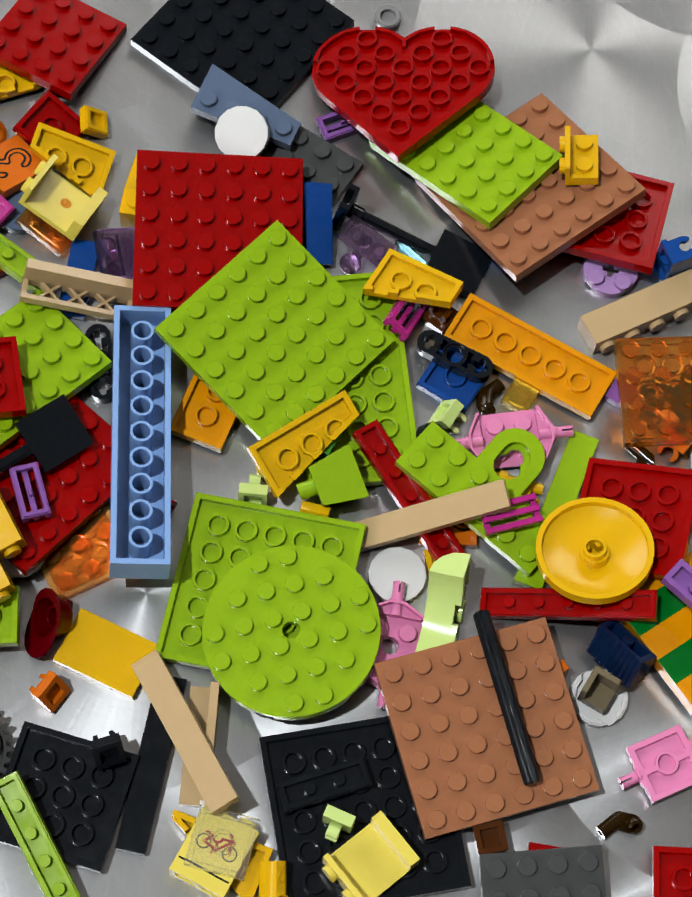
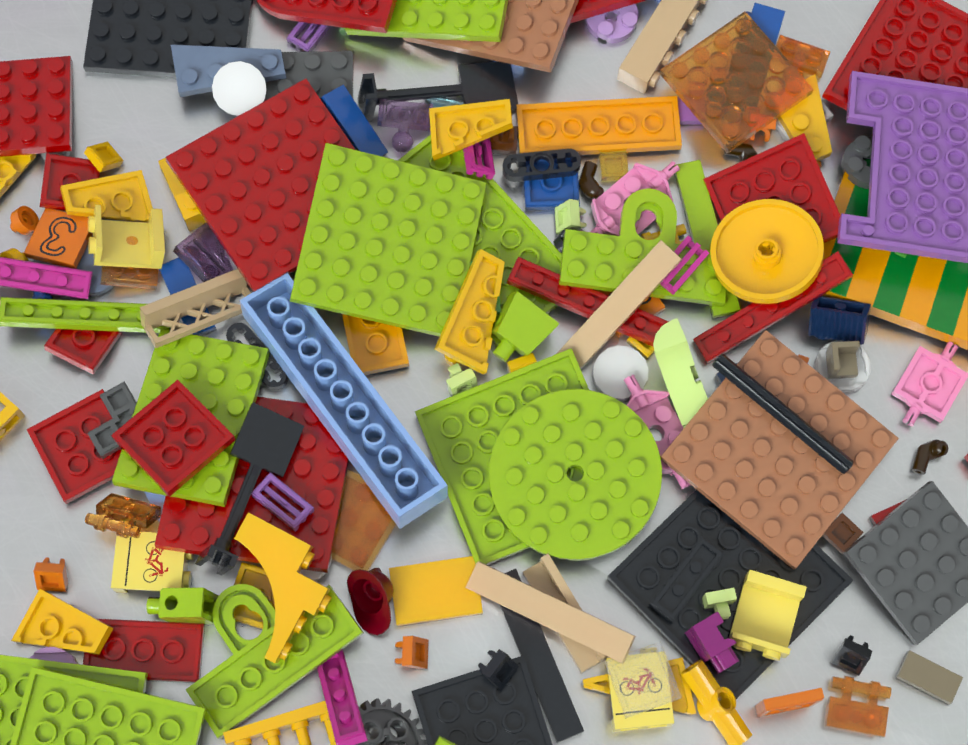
camera: 30 degrees left, 5 degrees up
(299, 853) = (711, 644): none -> magenta hips

